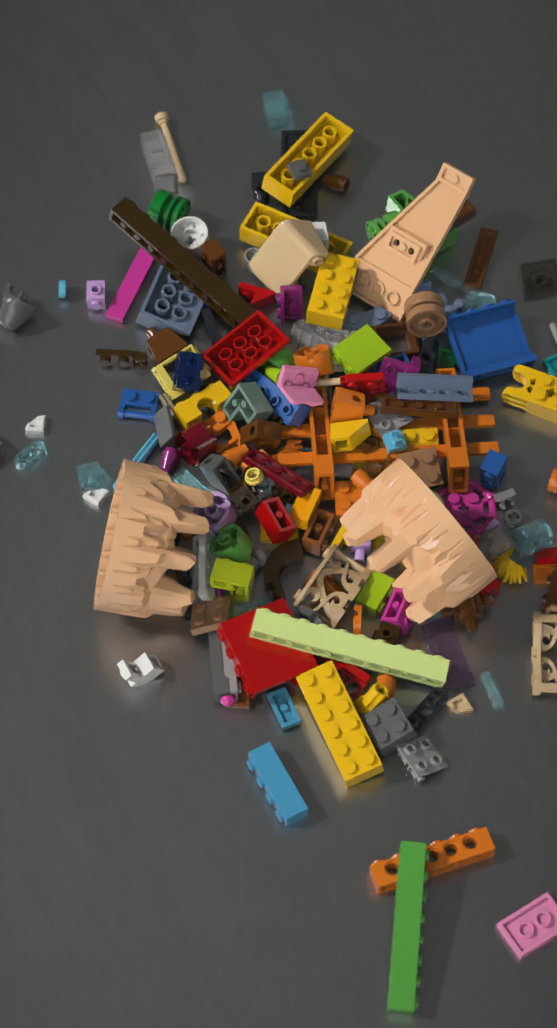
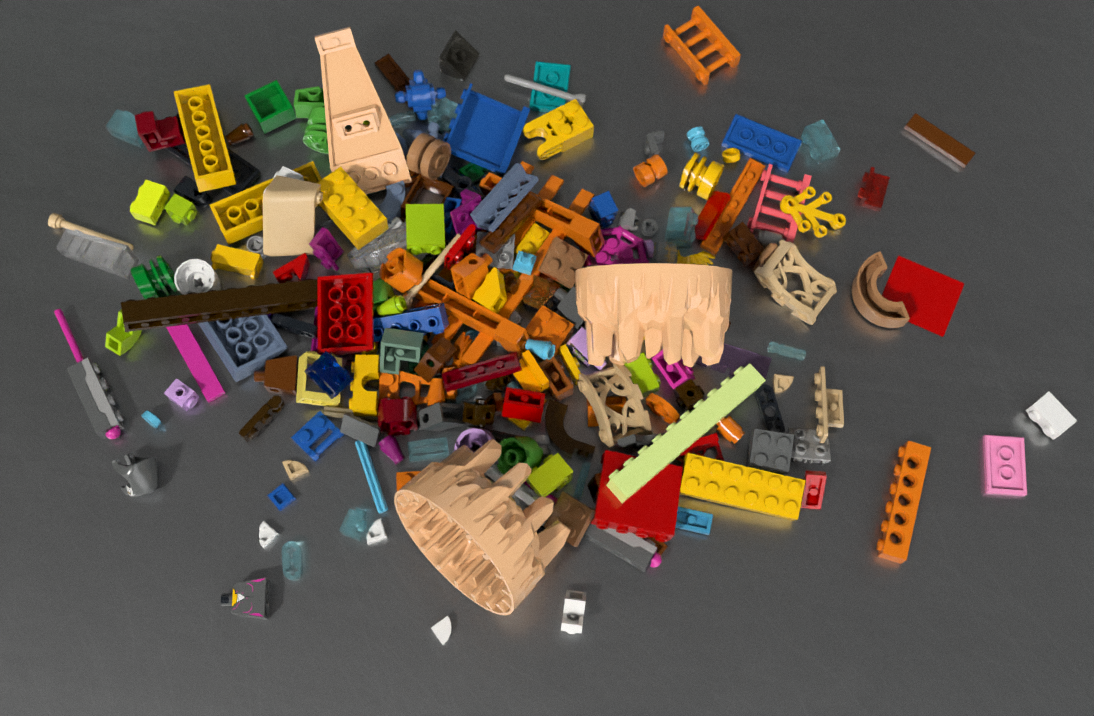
camera: 55 degrees left, 10 degrees up
(53, 236) = (92, 389): none -> piece
(57, 591) = (443, 630): none -> white tile
(72, 415) = (281, 497): none -> blue tile
(101, 408) = (294, 468): none -> tan tile
(105, 228) = (119, 340): none -> lime brick
(214, 257) = (231, 275): reddish brown brick -> none
(227, 165) = (149, 202): none -> neon yellow brick
(236, 262) = (236, 261): none -> yellow brick
(239, 189) = (180, 210): none -> lime brick
(254, 476) = (467, 390): light yellow plate -> none
(277, 784) = (756, 573): dark azure brick -> none
(283, 125) = (159, 133): none -> dark red brick
(298, 385) = (419, 299): bright pink bracket -> none
(299, 169) = (214, 149): dark grey plate -> none
(332, 502) = (541, 348): none -> medium azure cone
(361, 478) = (544, 311): orange cone -> none
(371, 699) = (737, 450): yellow piece -> none
(375, 184) = (270, 106): none -> green piece
(383, 782) = (813, 489): none -> slope
(406, 928) = (957, 563): bright green brick -> none
(467, 749) = (829, 406): none -> tan bracket
(476, 274) = (420, 94): none -> blue piece

